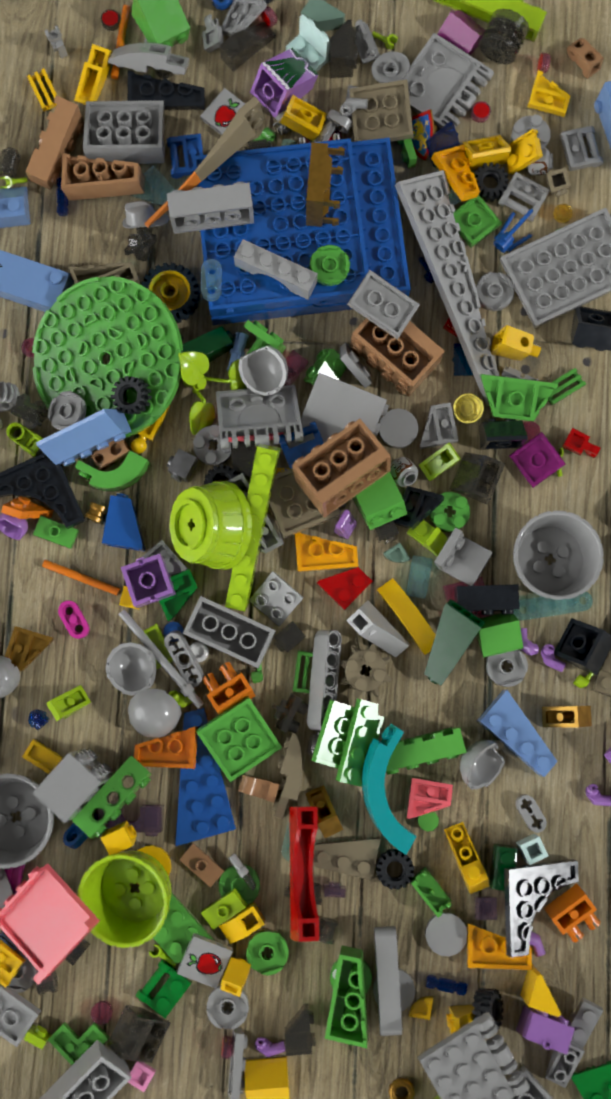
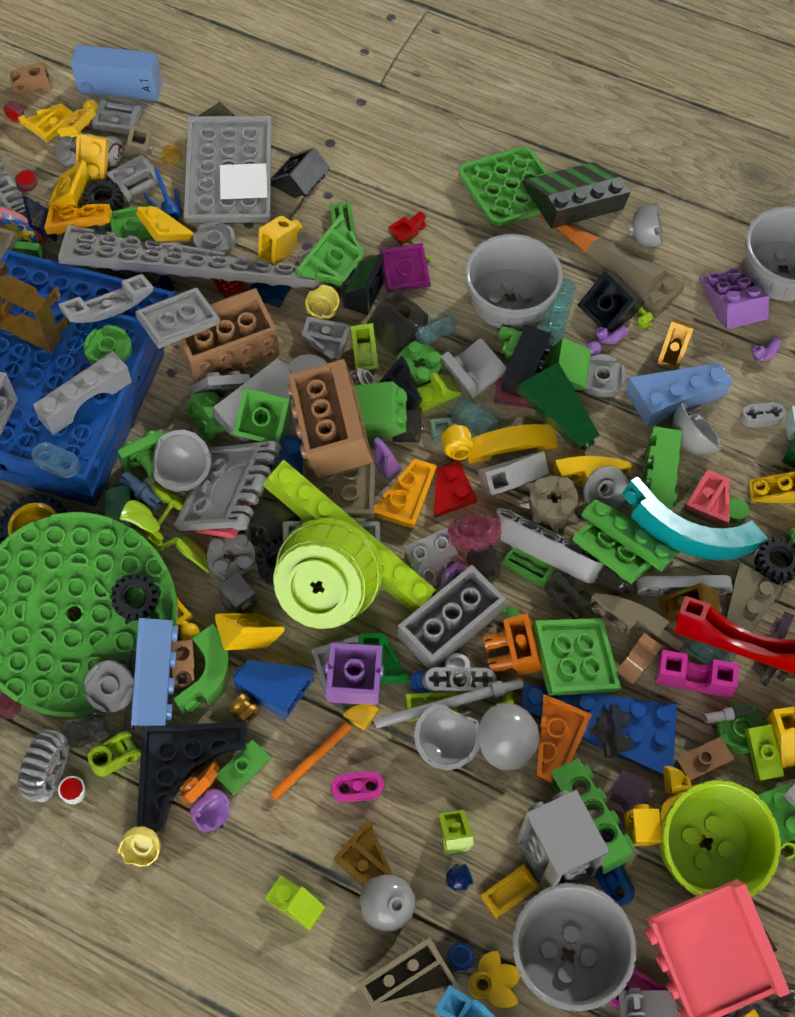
camera: 65 degrees left, 20 degrees down
(155, 485) = (247, 630): none -> yellow slope
(173, 849) = (675, 780): none -> yellow tile
(185, 786) = (609, 731): none -> clear smoke hips
(264, 837) = (716, 678): none -> dark pink arch
(266, 616) = (451, 573): none -> medium lavender arm
(305, 621) = (474, 532): none -> clear pink gear
(320, 415) = (263, 416): none -> bright green slope
(339, 801) = (667, 584): none -> light grey beam
(367, 244) = (110, 304): none -> light grey slope
(386, 573) = (457, 442): none -> yellow head
(395, 708) = (614, 481): none -> light grey dish
(409, 689) = (580, 467): none -> yellow slope
(477, 508) = (436, 329): none -> clear light blue plate
(482, 244) = (162, 226): none -> yellow wing
(499, 579) = (510, 338): none -> bright green bracket
(558, 120) = (79, 119): none -> yellow plate
(561, 286) = (243, 181): none -> white sticker

